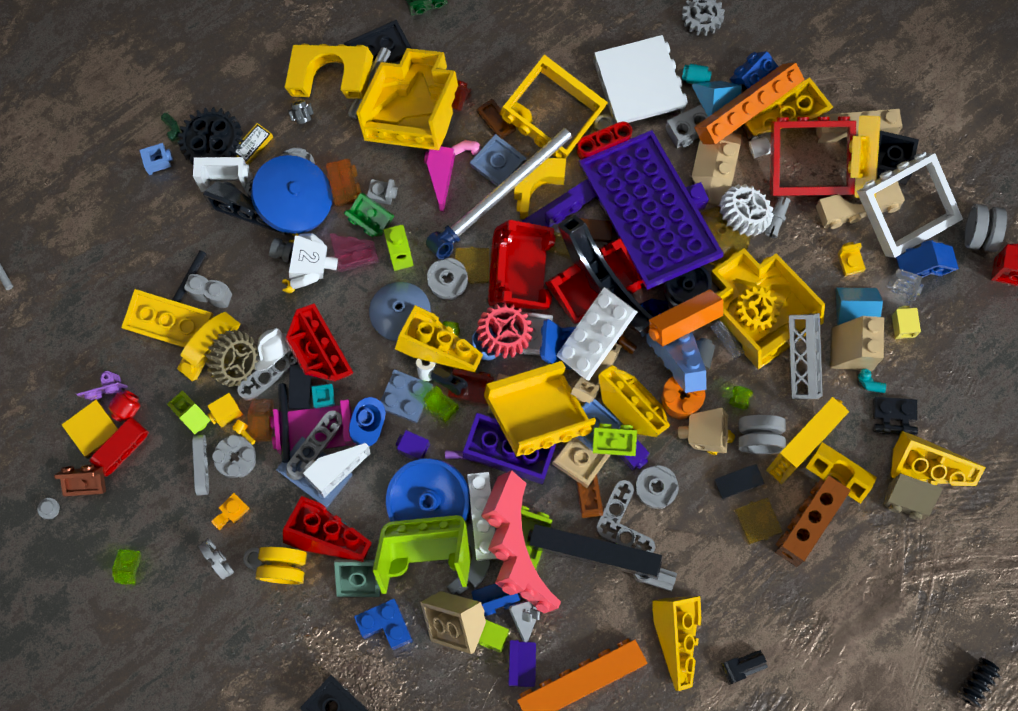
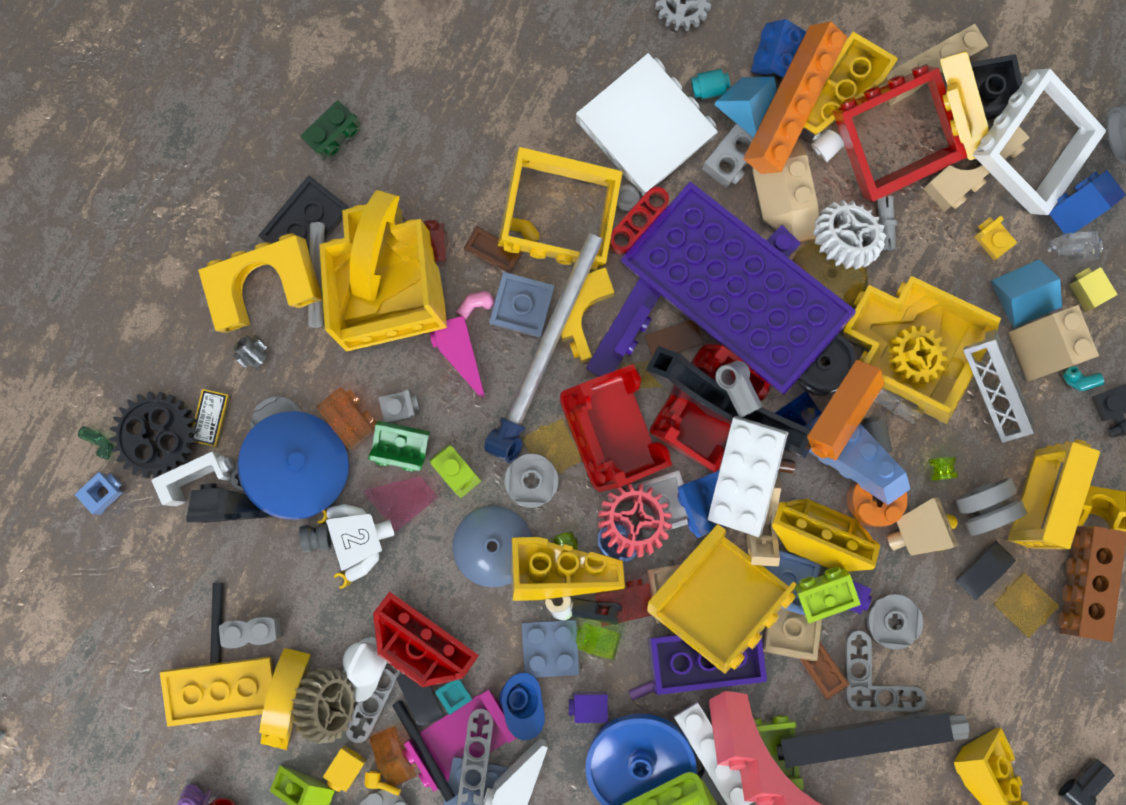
camera: 30 degrees left, 10 degrees up
(411, 73) = (367, 244): none -> yellow slope
(617, 266) = (739, 390): none -> light grey piece

